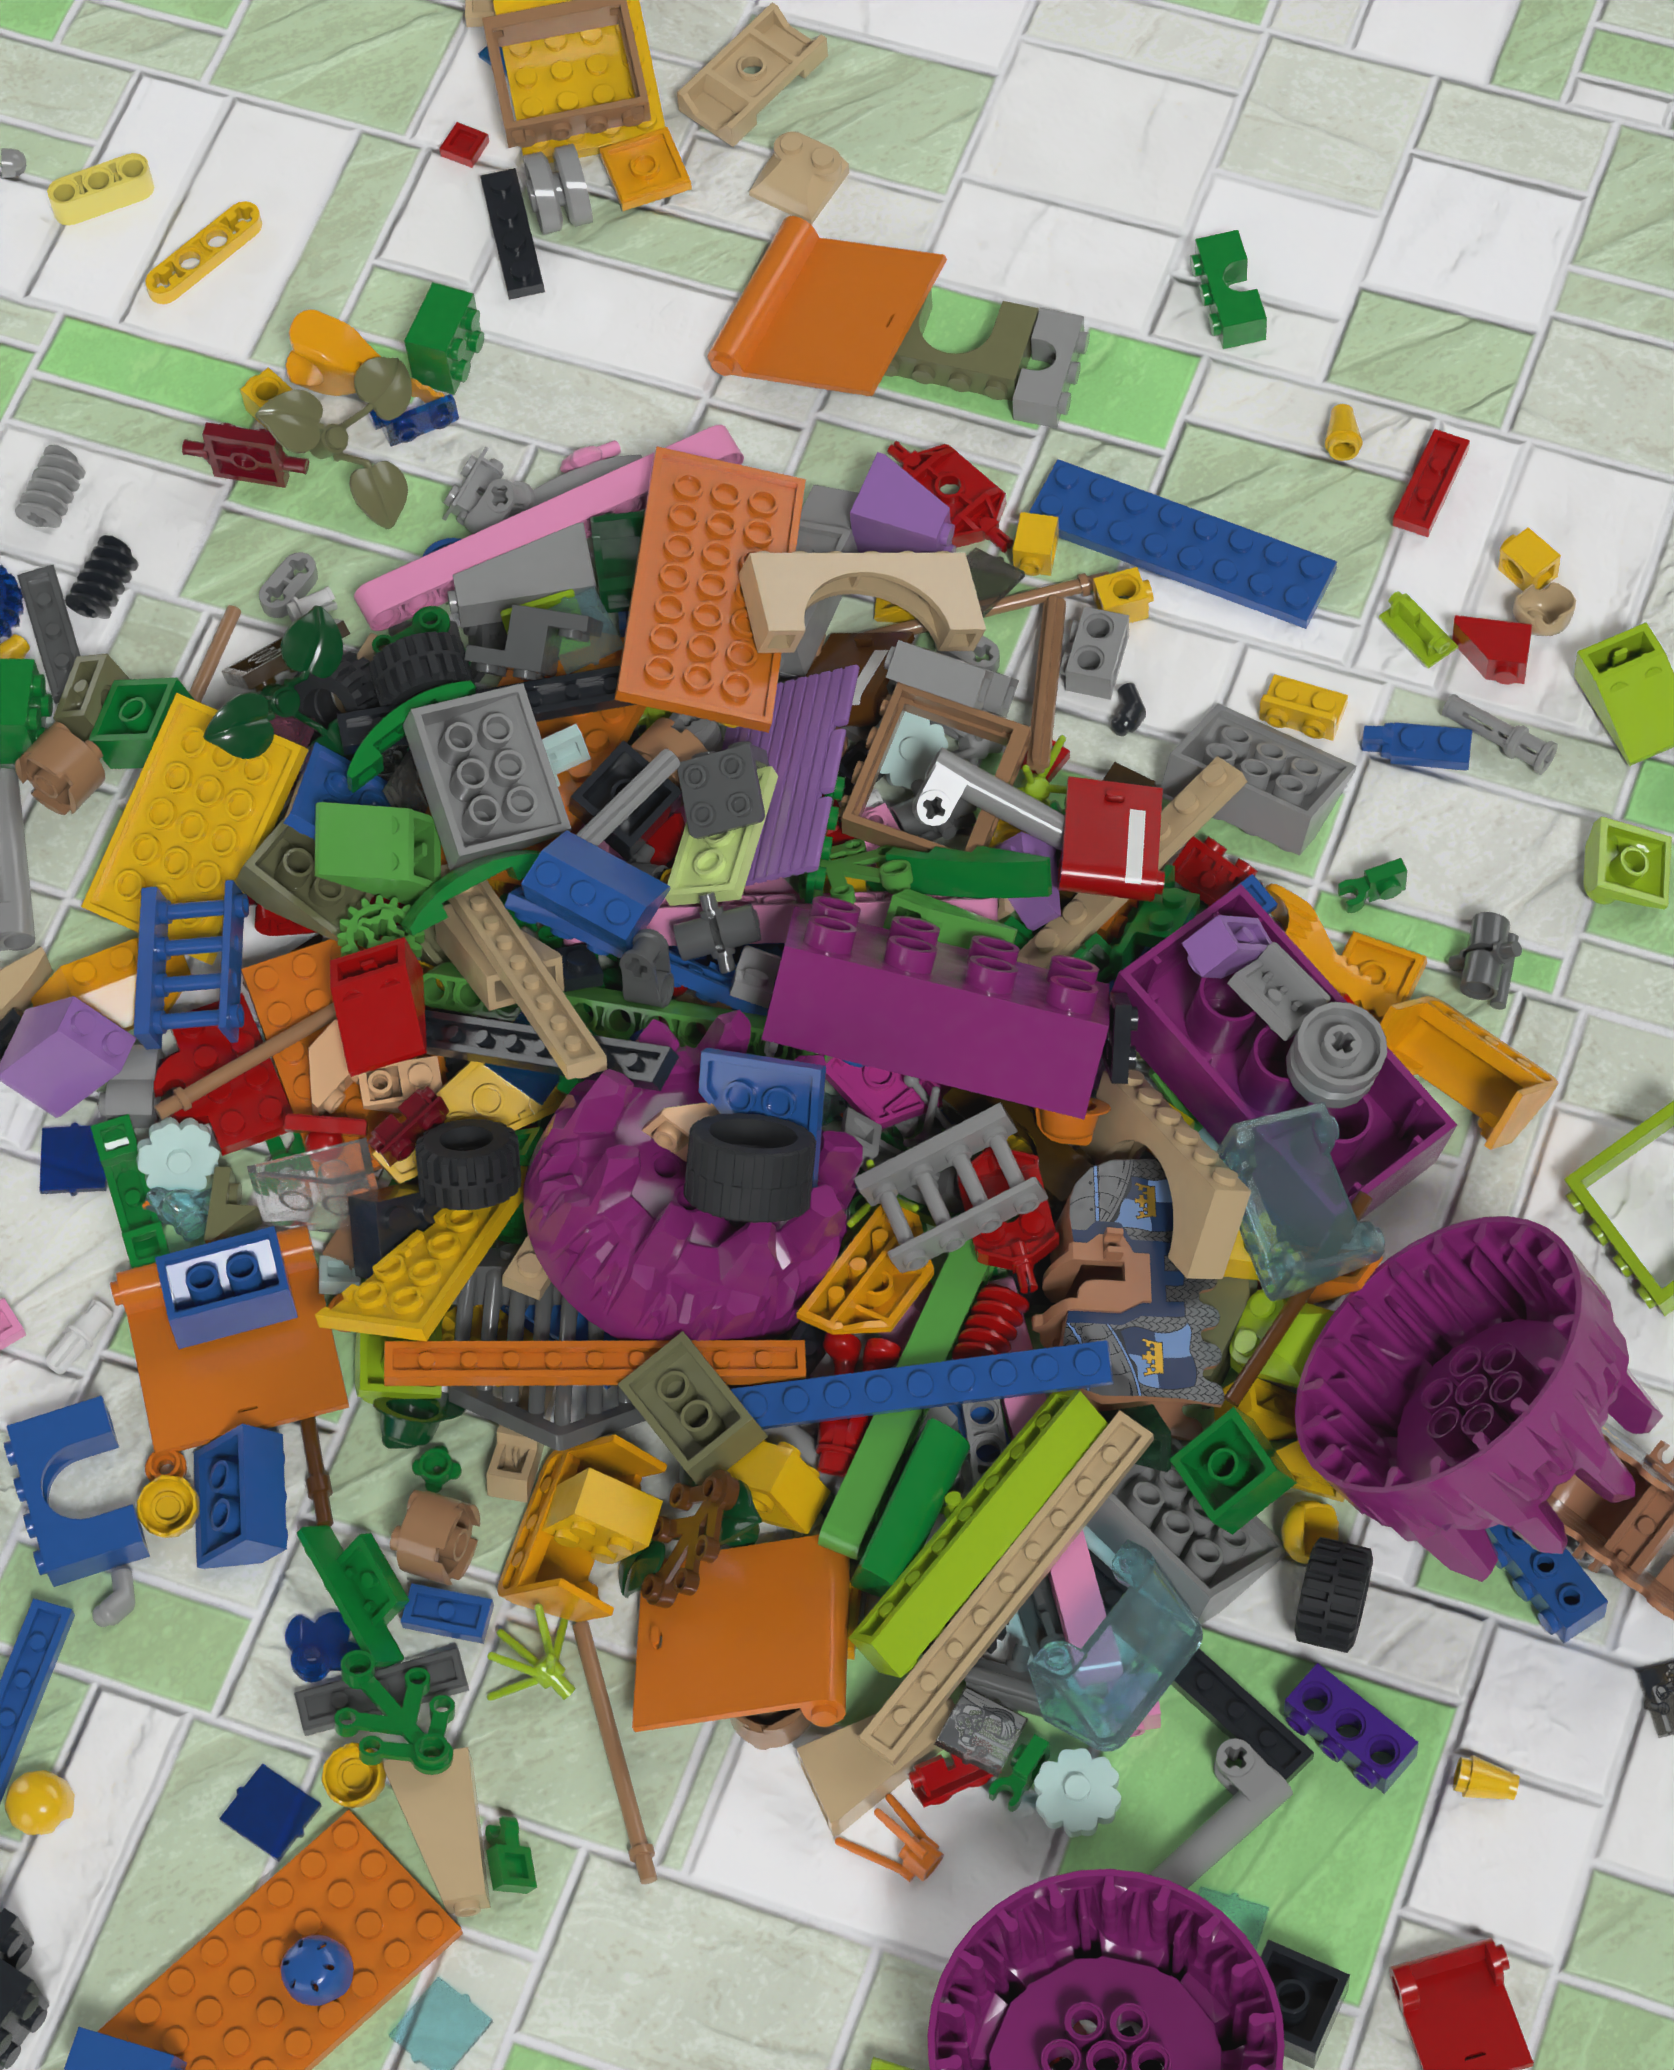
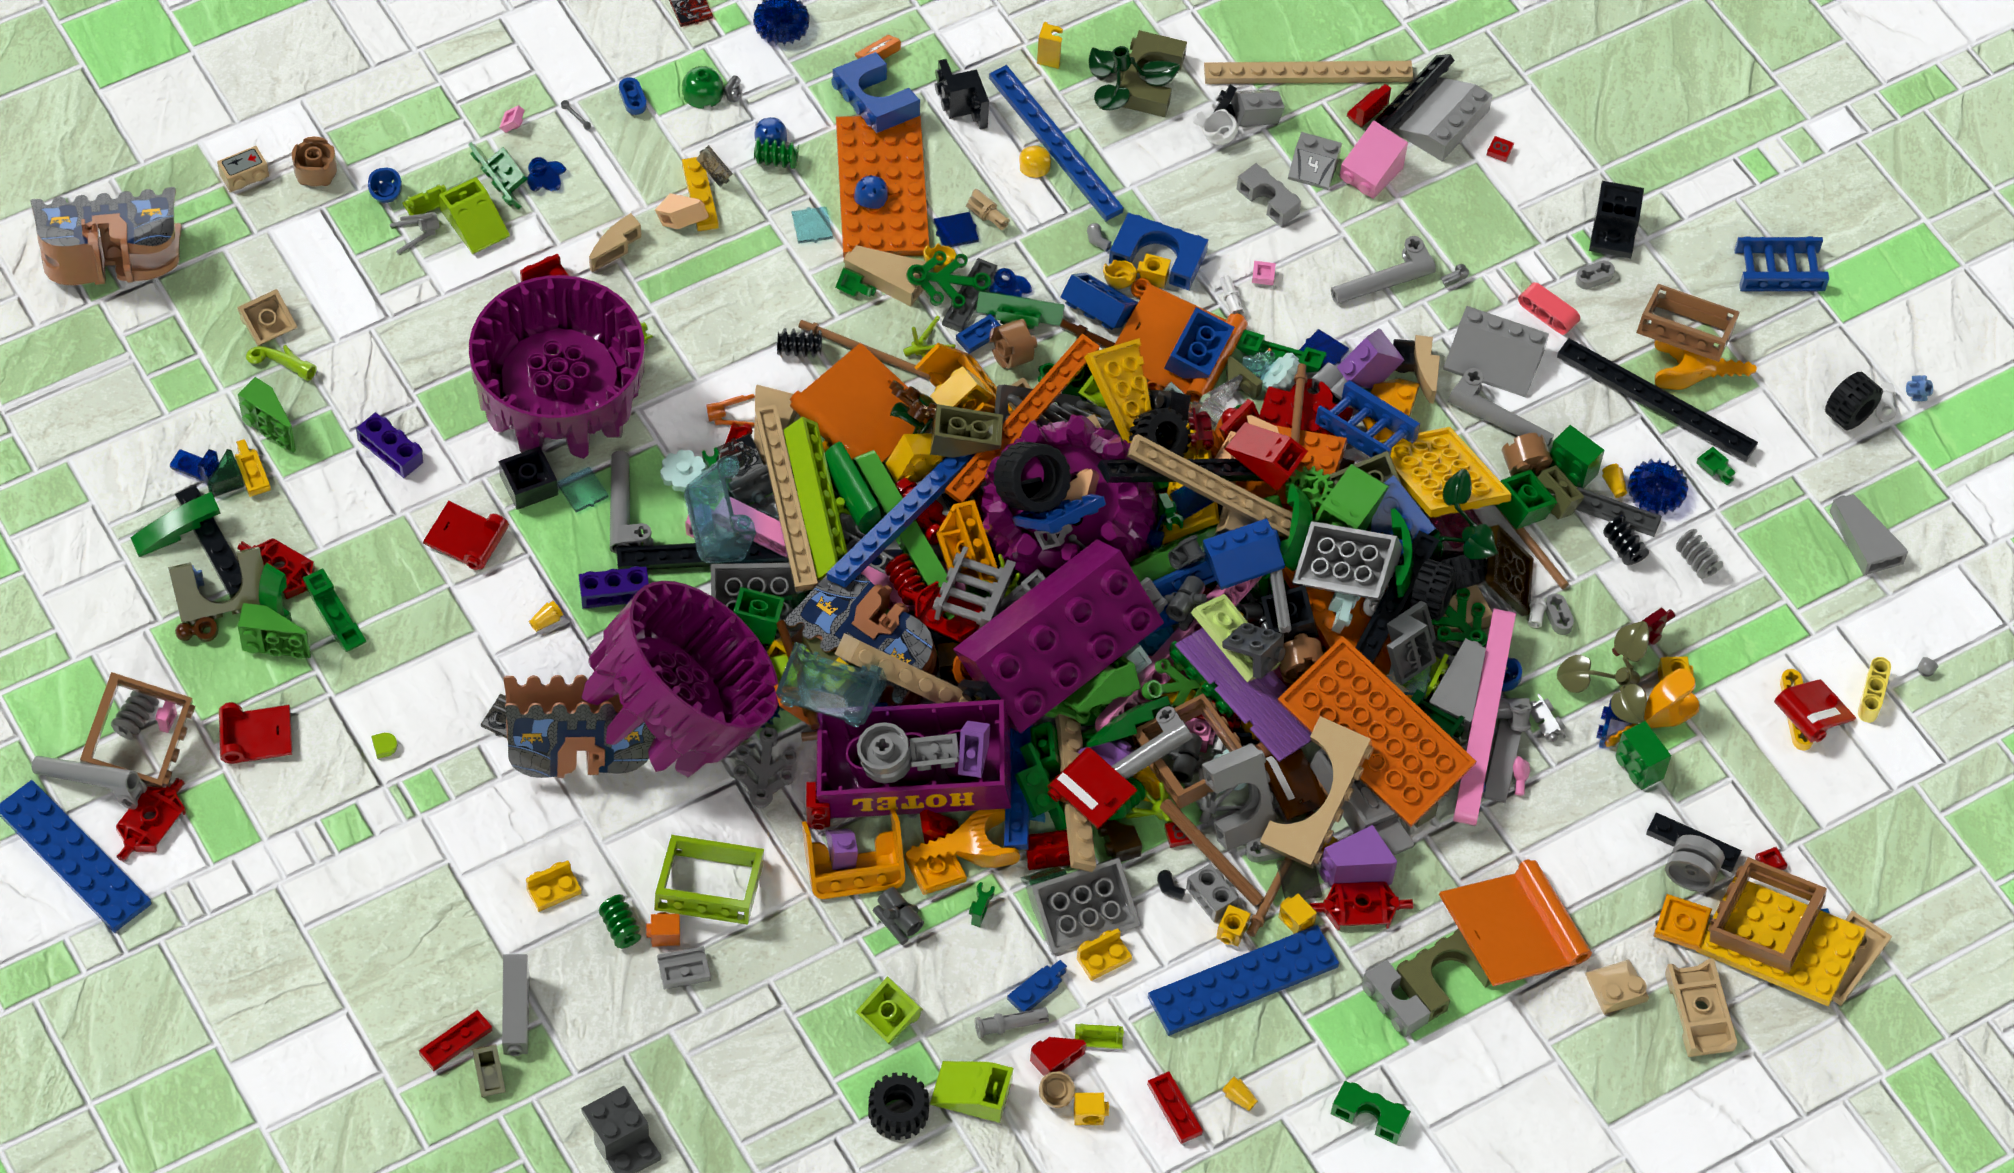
camera: 120 degrees right, 5 degrees down
(113, 1454) = (1155, 270): none -> yellow brick
(195, 221) = (1813, 709): none -> red door
(200, 1789) = (986, 209): none -> tan arm
(689, 1841) = (799, 343): none -> black piece
(1269, 838) = (1044, 875): none -> clear green piece
(1444, 1171) = (817, 813): none -> red bracket
(1465, 1095) = (842, 848): none -> medium lavender slope

